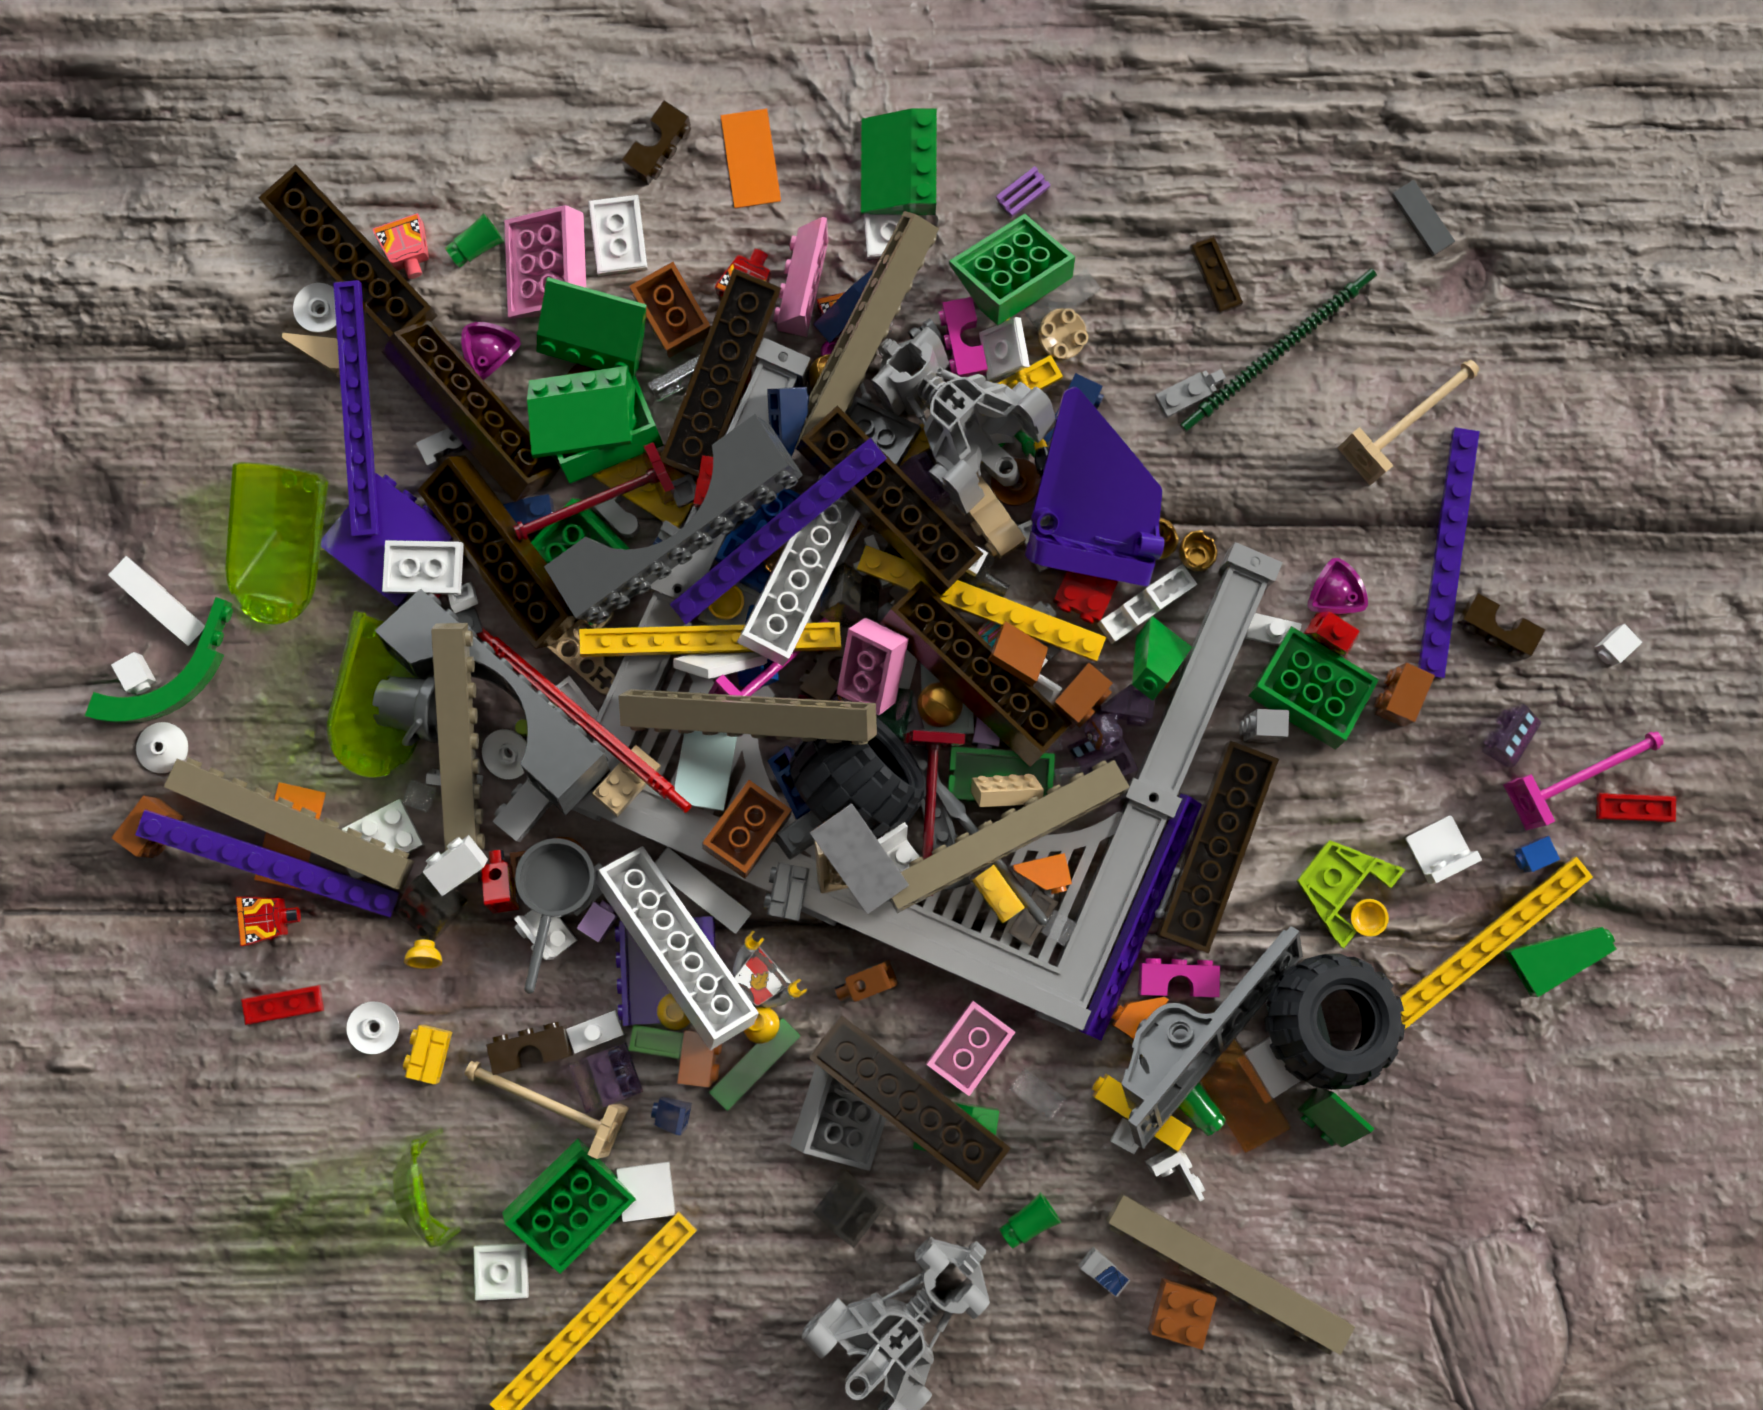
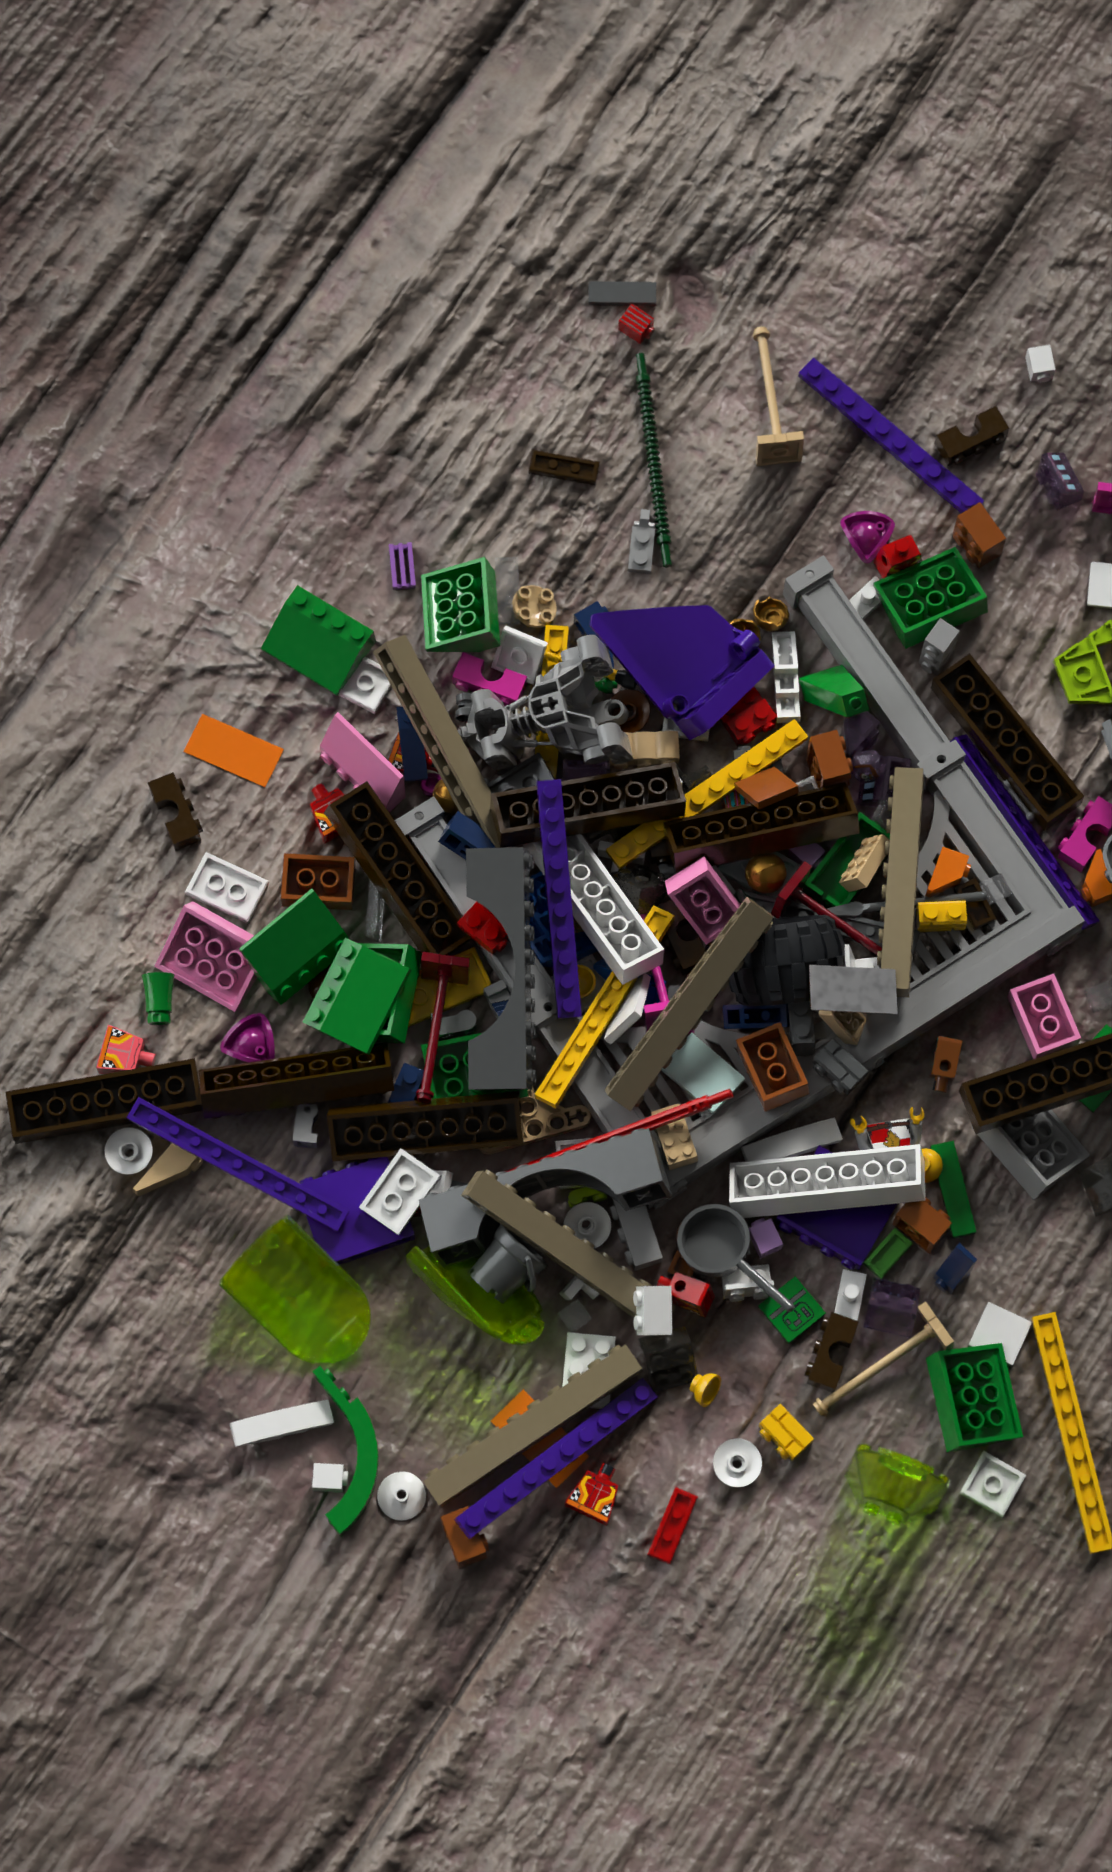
camera: 55 degrees left, 10 degrees down
(552, 990) = (793, 1323): none -> green tile
(671, 1014) = (873, 1223): yellow piece -> none
(684, 490) = (475, 958): dark grey plate -> none
(1400, 249) = (636, 324): none -> red brick

